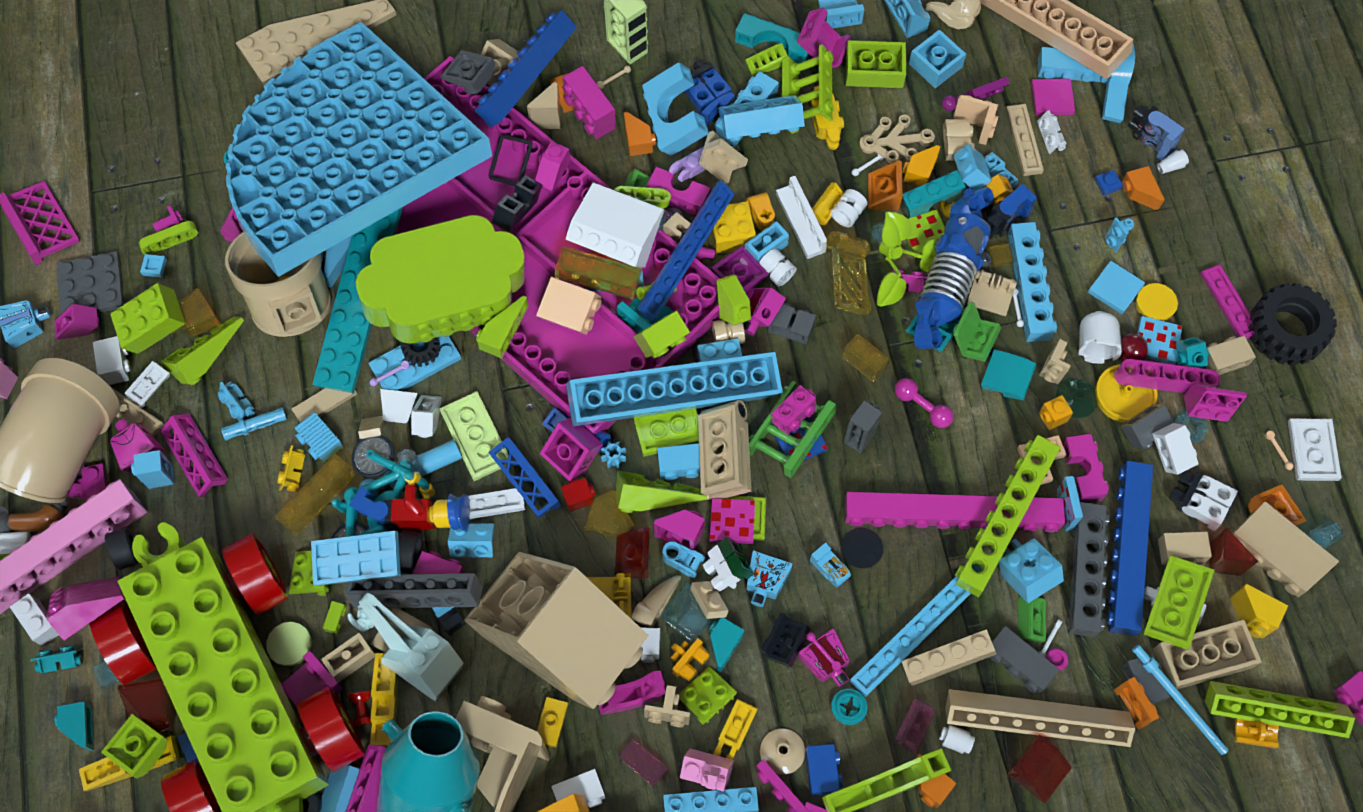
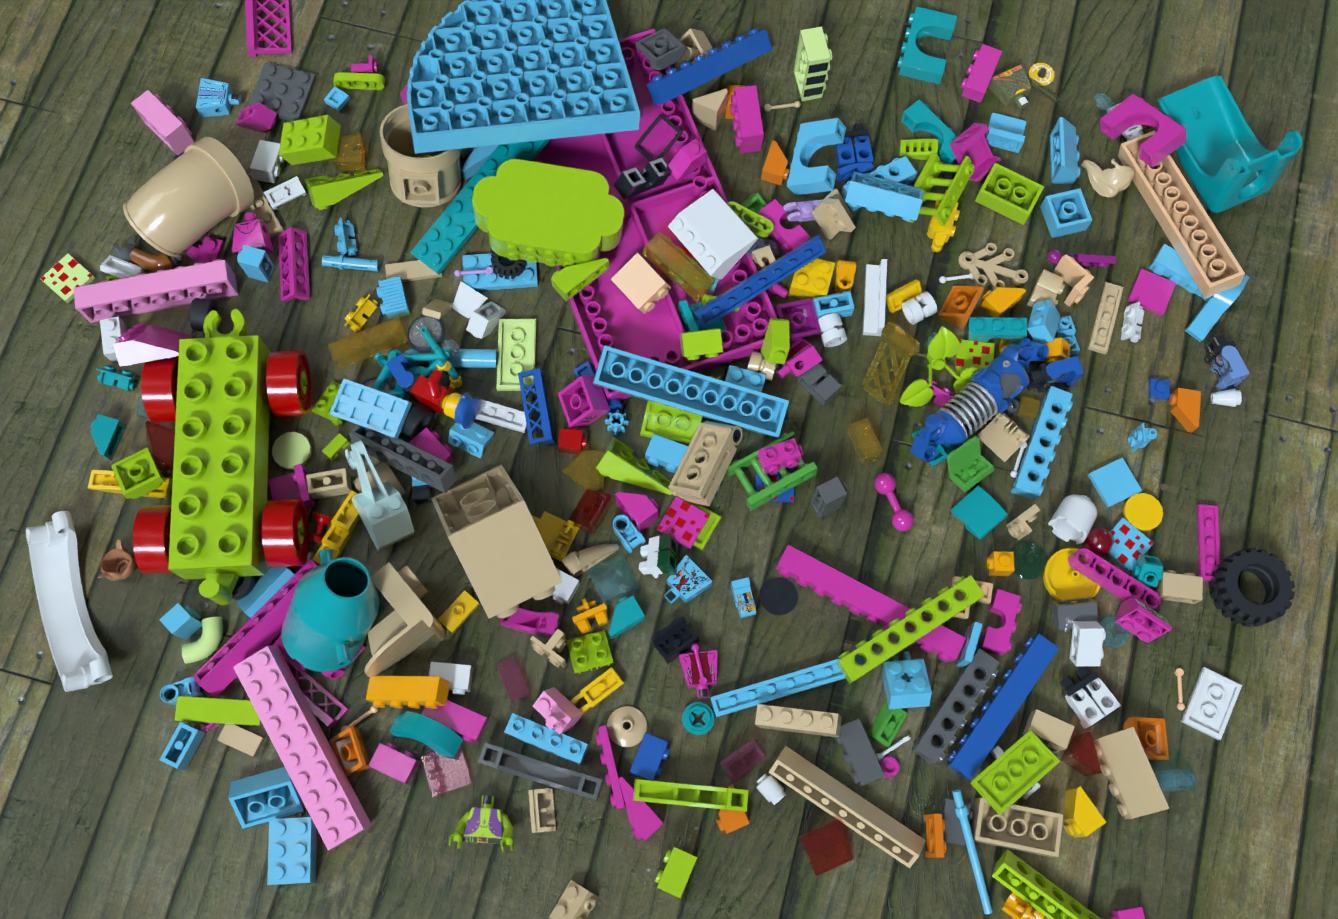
camera: 25 degrees right, 5 degrees up
(709, 600) = (630, 577): tan plate -> none

